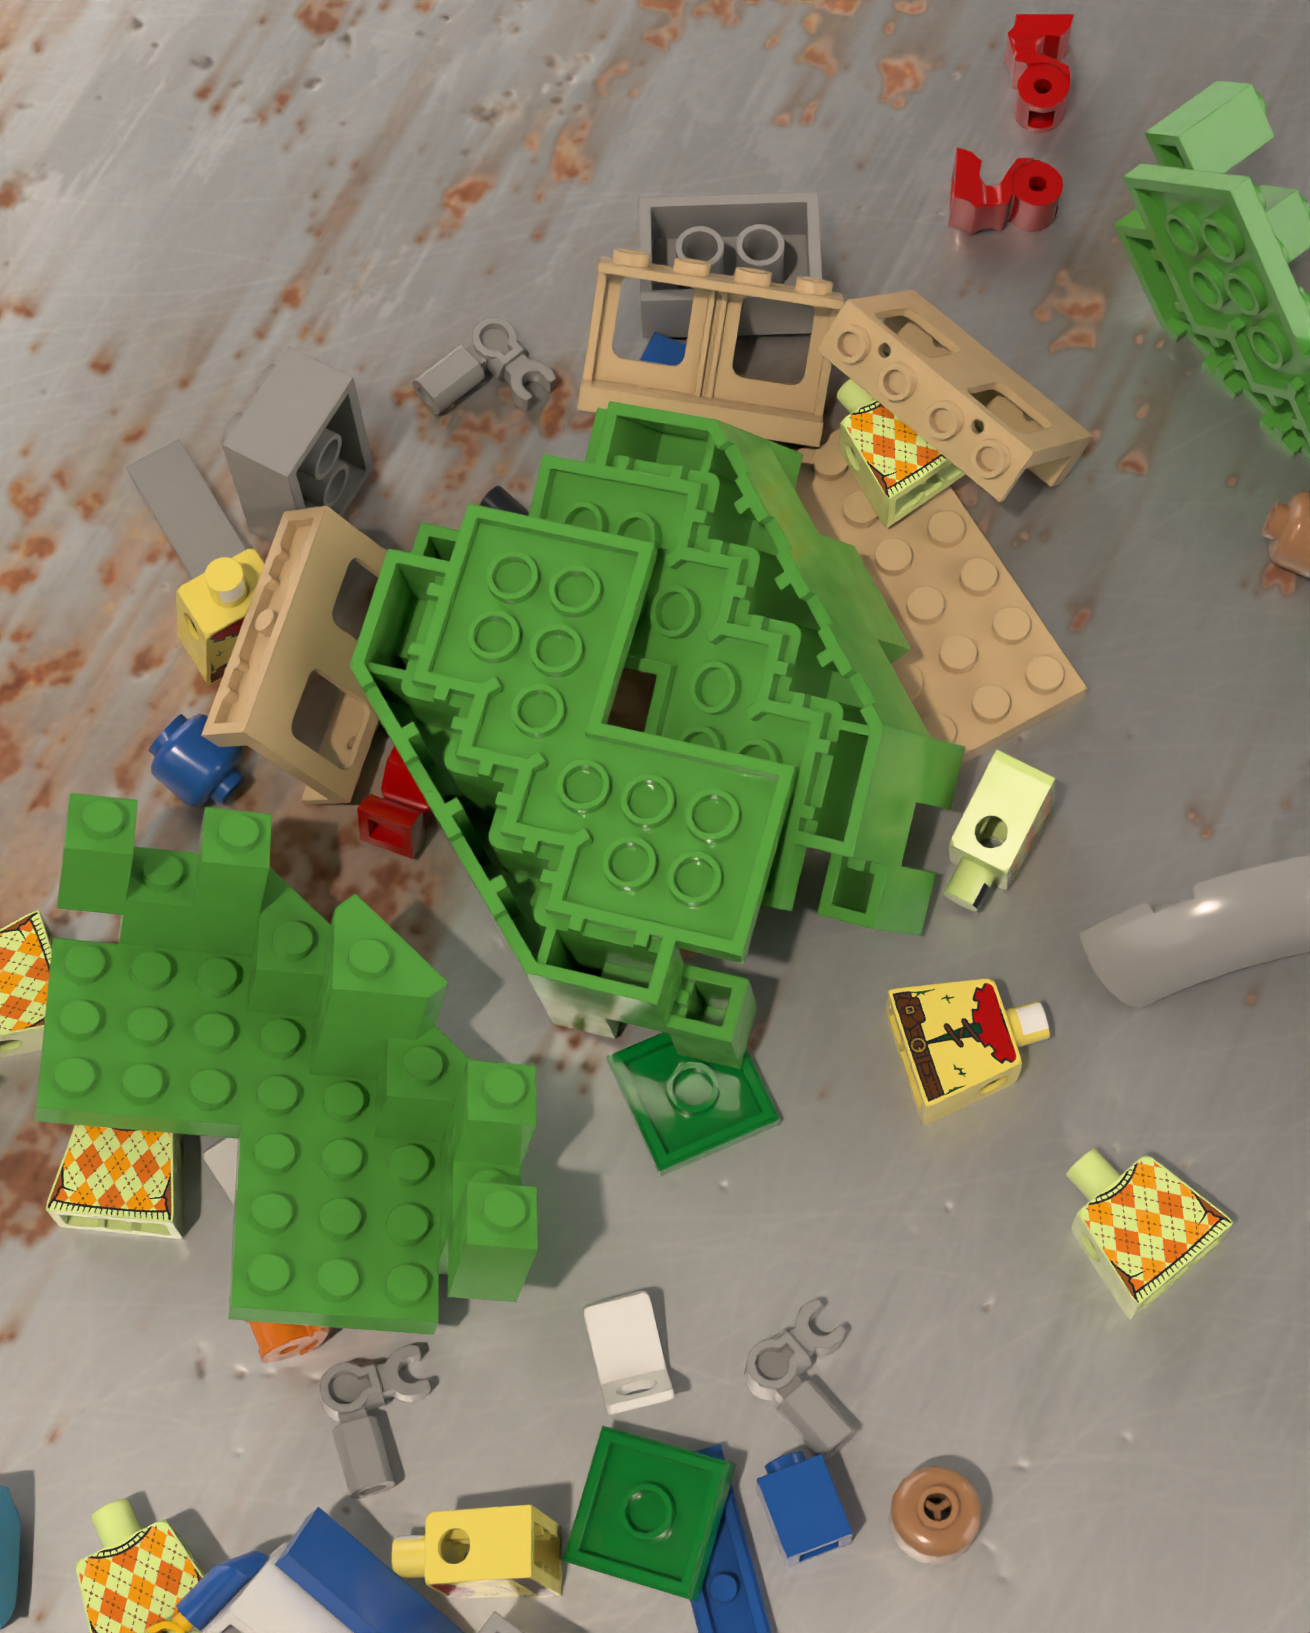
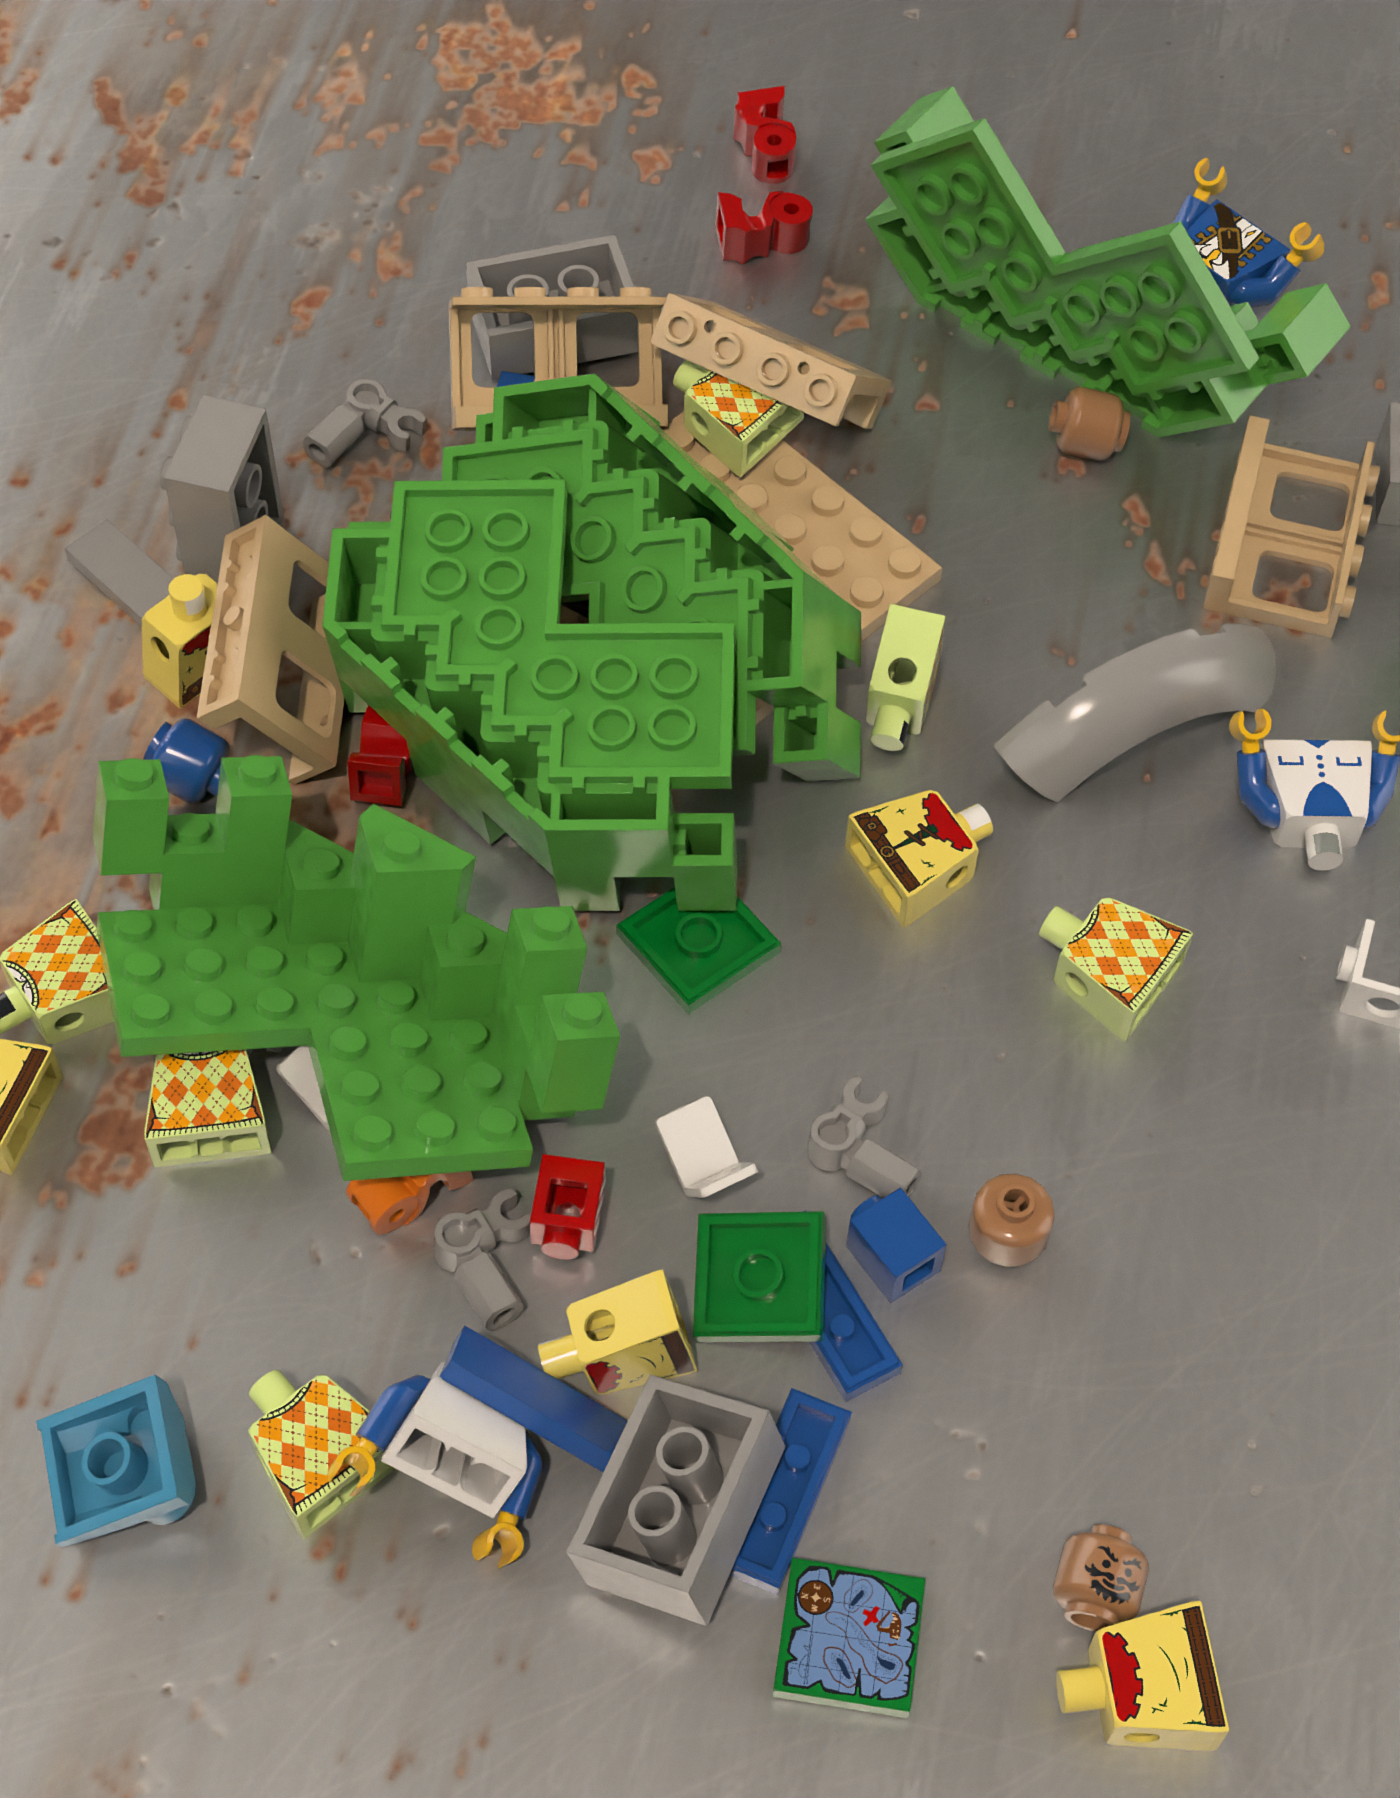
camera: 20 degrees left, 10 degrees down
(463, 1359) = (567, 1188): none -> red brick

